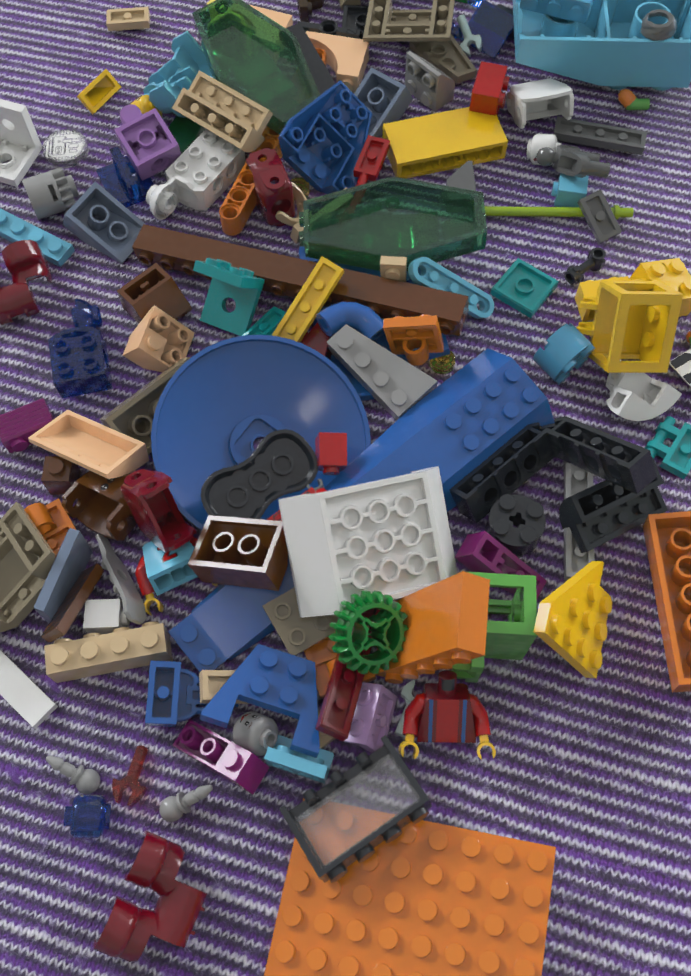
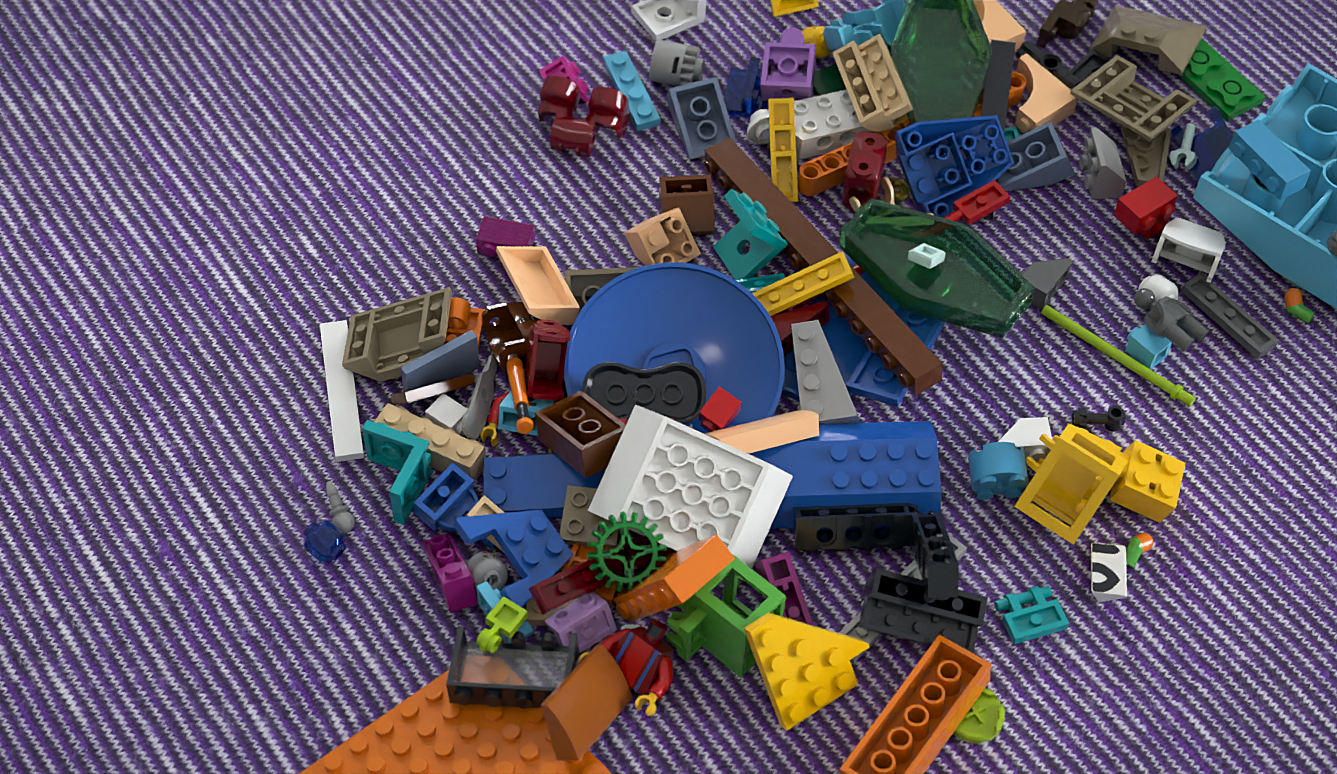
camera: 35 degrees right, 10 degrees down
(59, 474) = (498, 290): reddish brown brick -> none
(65, 148) = (723, 33): tile -> none
(80, 354) = (592, 210): clear blue brick -> none
(94, 679) = (404, 453): none -> teal bracket
(131, 779) = (374, 543): clear red bar -> none
(153, 552) = (519, 393): none -> orange piece
(173, 807) = (388, 582): light grey bar -> none
(173, 914) = (339, 598): dark red piece -> none
(190, 203) = (783, 146): none -> yellow slope
(318, 773) = (504, 619): none -> lime plate
(354, 315) = (833, 318): blue cylinder -> none
(382, 219) = (926, 255): none -> light aqua tile
(383, 445) = (770, 431): none -> light nougat slope
(393, 267) = (900, 302): tan plate -> none
(411, 333) = (868, 368): orange plate -> none
(440, 278) = (940, 342): medium azure plate -> none
(443, 142) = (1066, 229): yellow brick -> none
(443, 364) = (890, 413): clear yellow tile -> none
(451, 799) = (585, 704): none -> dark orange slope
(518, 512) = (826, 573): black brick -> none
(524, 287) = (1024, 398): teal tile -> none
(556, 312) = (1027, 434): none -> white slope
(599, 216) = (1151, 384): dark grey plate -> none
(639, 396) = (1035, 551): white brick -> none

